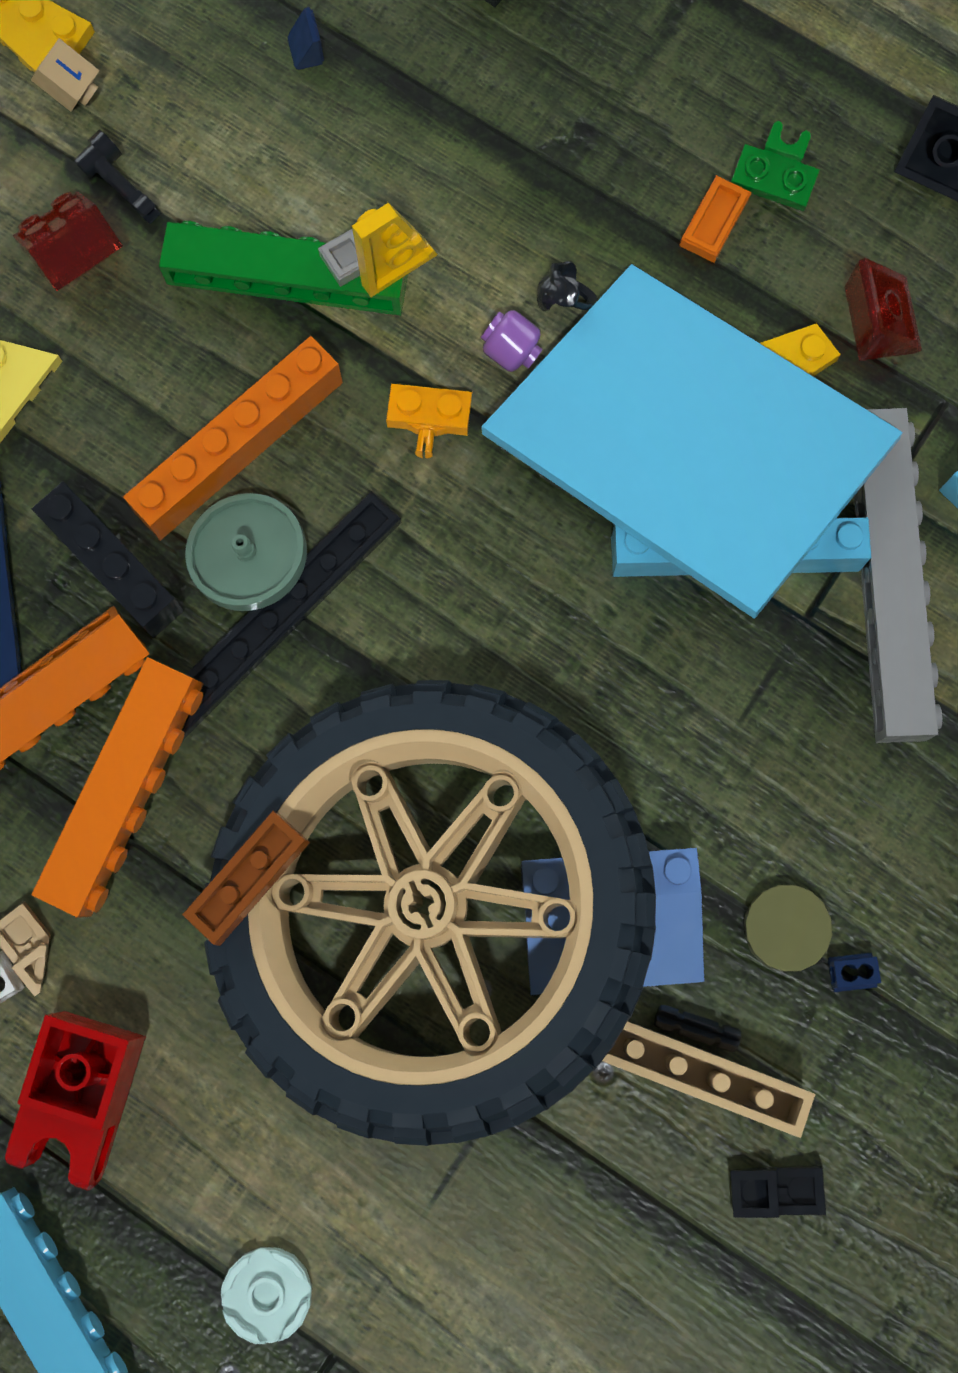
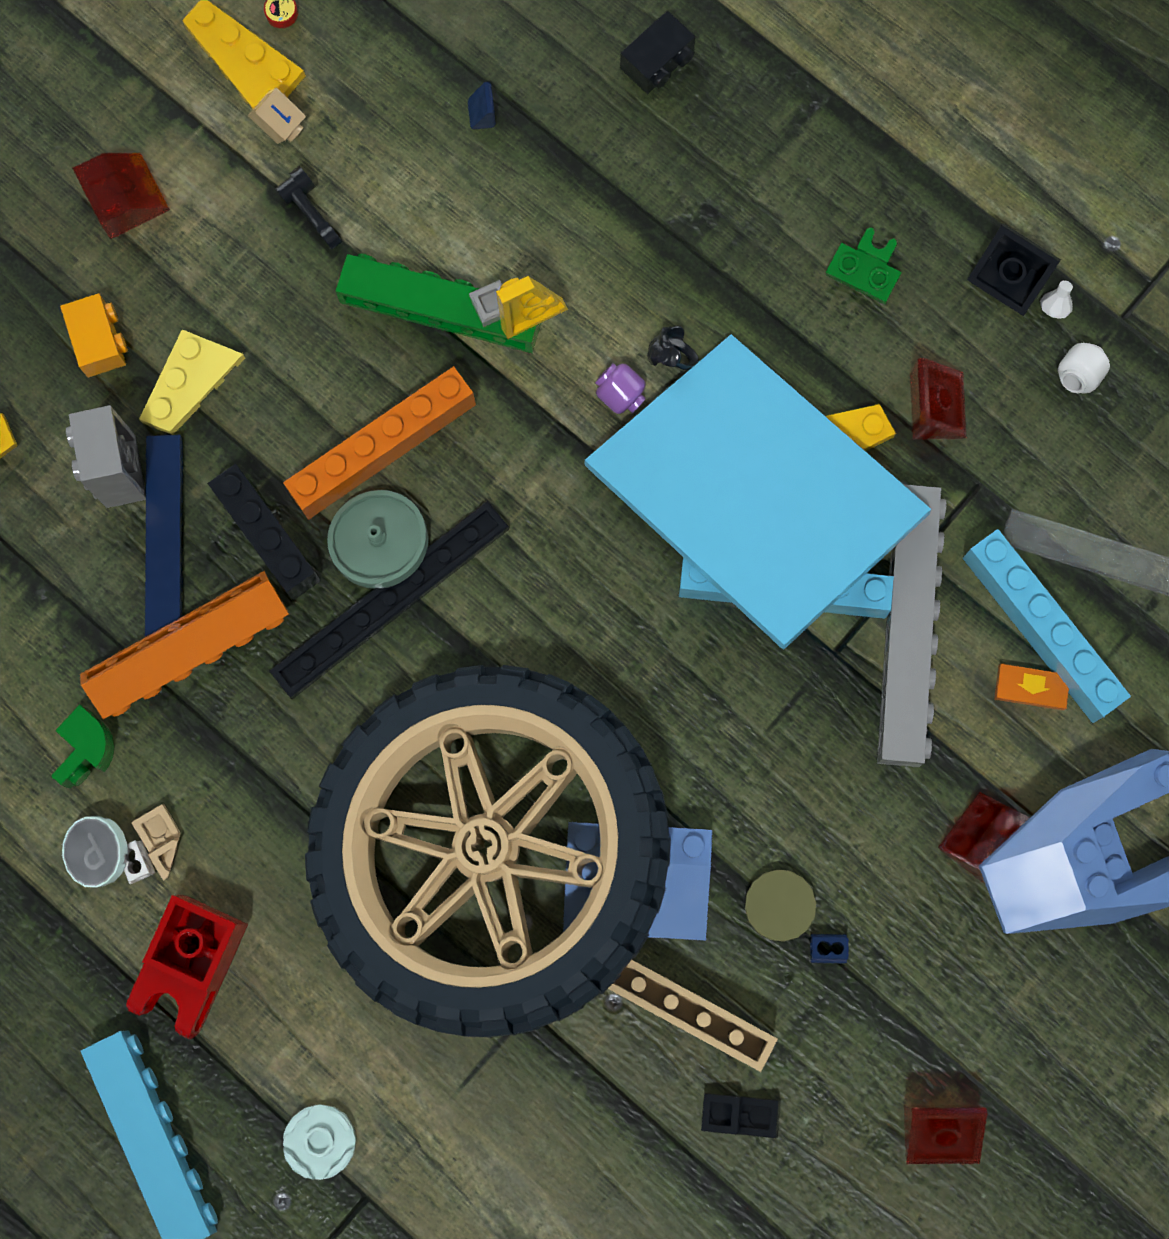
camera: 10 degrees right, 0 degrees up
(67, 239) = (261, 256): clear red slope -> none
(118, 790) = (251, 721): orange brick -> none
(246, 878) = (345, 807): dark orange plate -> none
(428, 413) = (544, 440): light orange plate -> none
(697, 1028) = (694, 976): black axle -> none
(715, 219) = (808, 303): orange tile -> none

